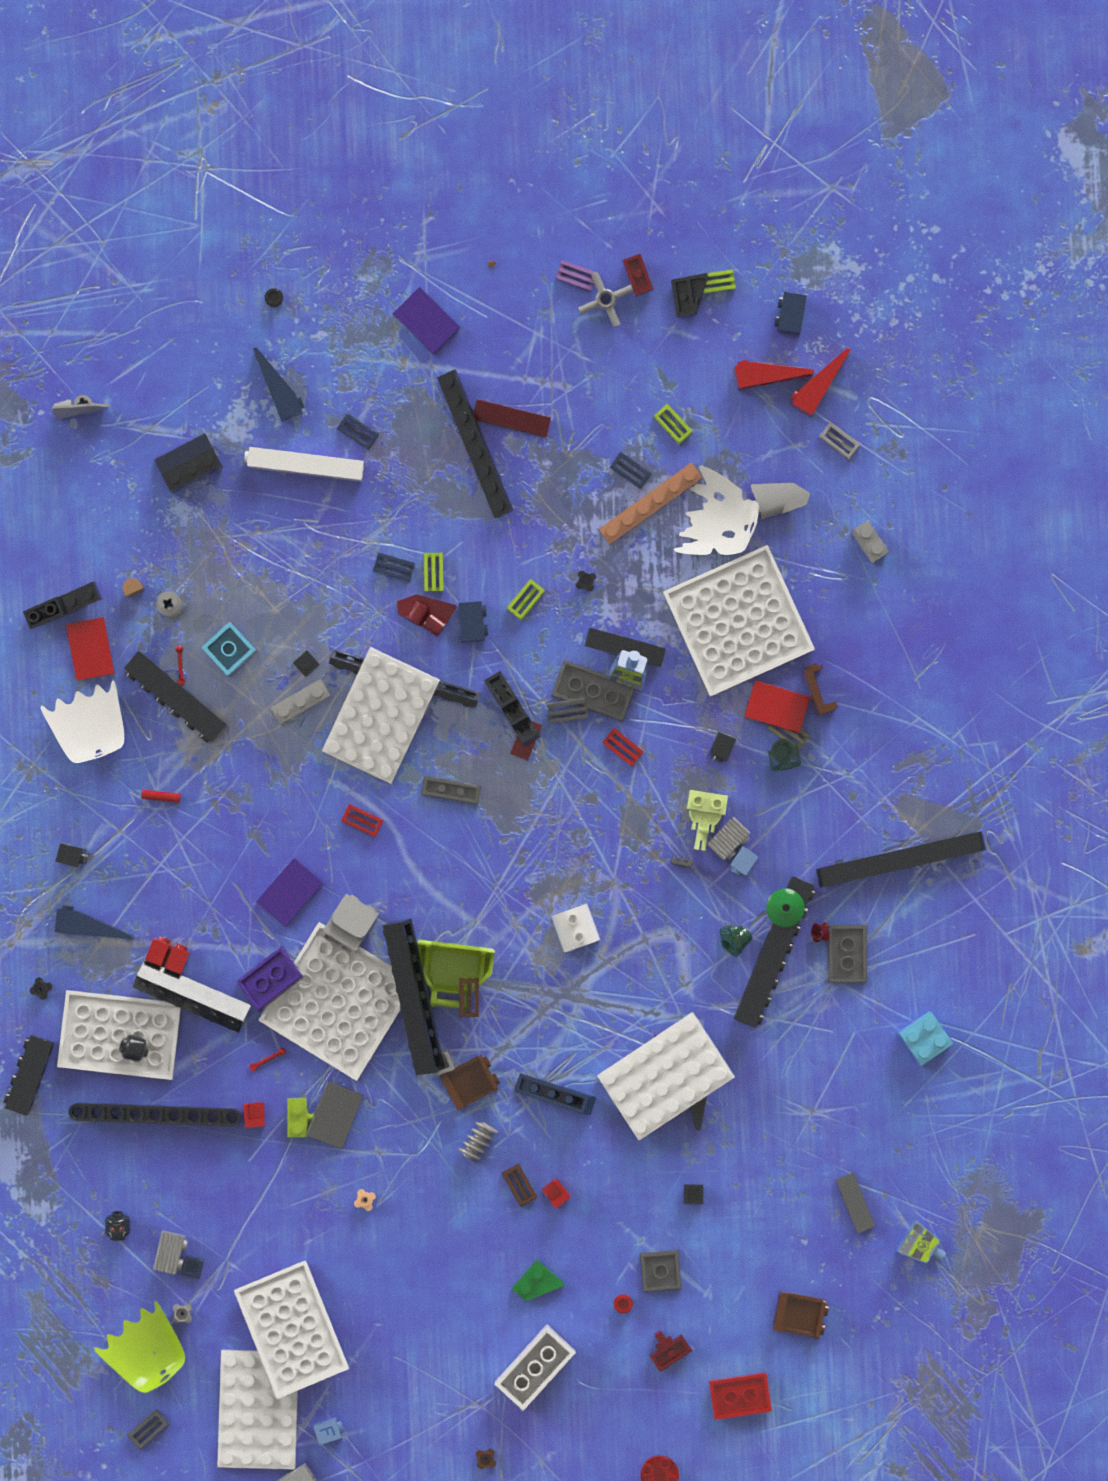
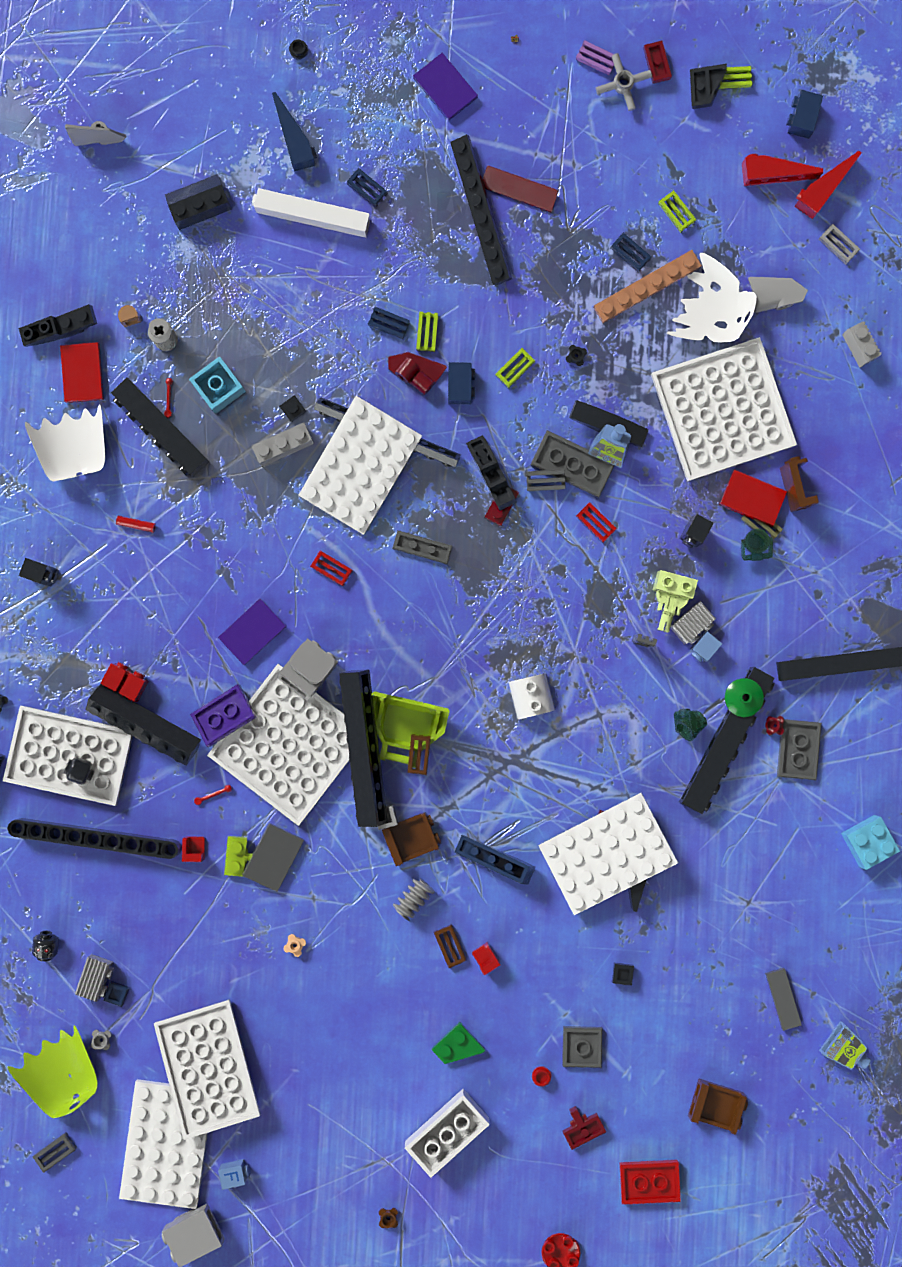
camera: 15 degrees right, 0 degrees up
(77, 922) = (40, 640): dark blue slope -> none

